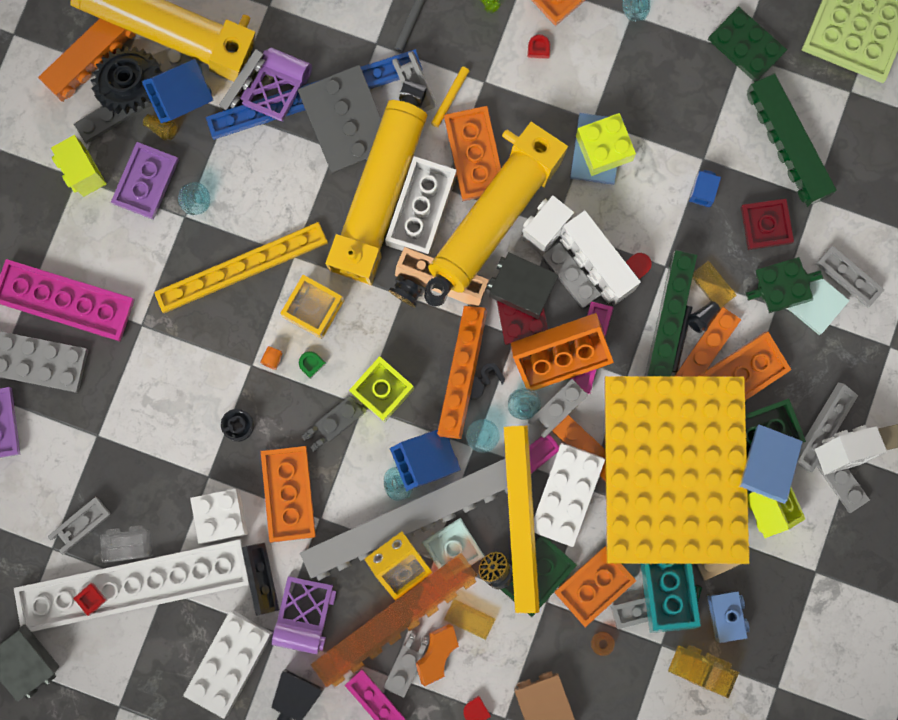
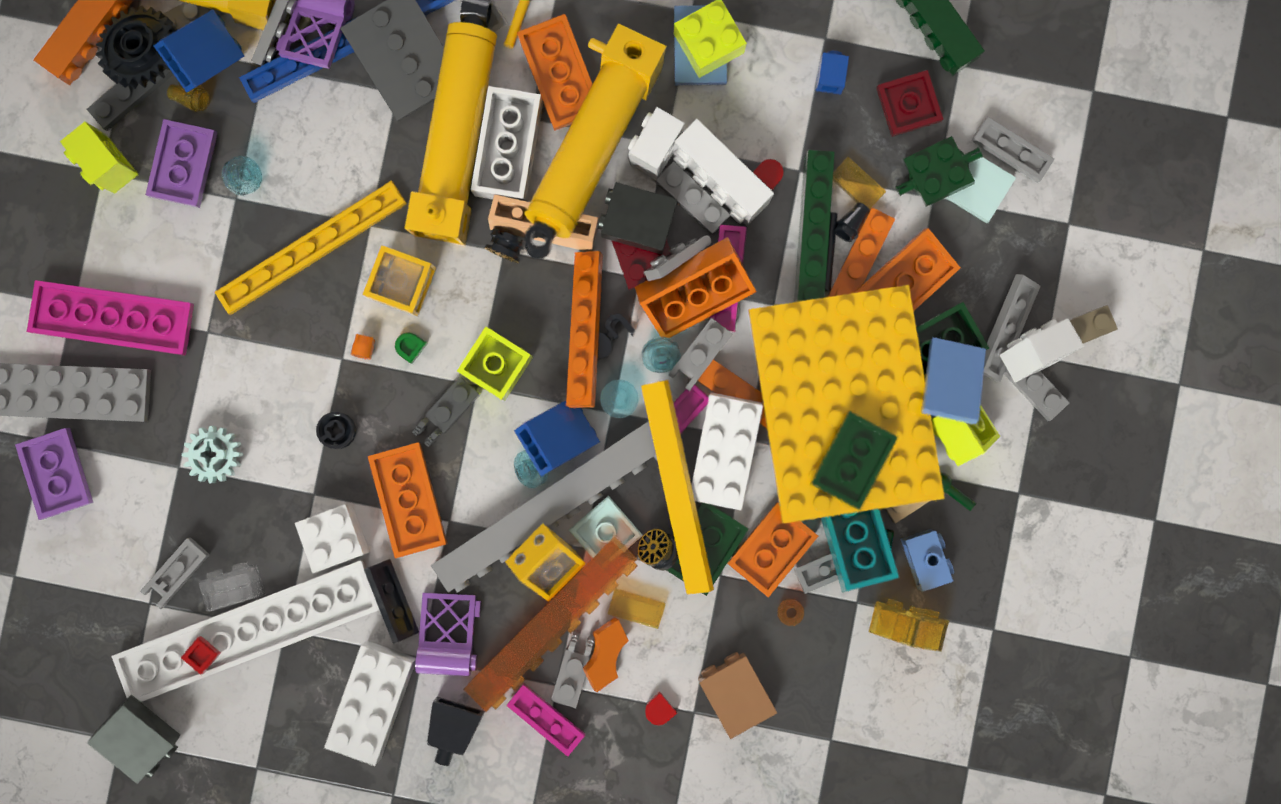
camera: 10 degrees left, 5 degrees up
(128, 437) = (212, 443): none -> light aqua gear
(552, 321) = (679, 254): none -> light grey hinge
(676, 518) = (854, 460): none -> dark green plate
(759, 562) = (955, 493): none -> dark green bar

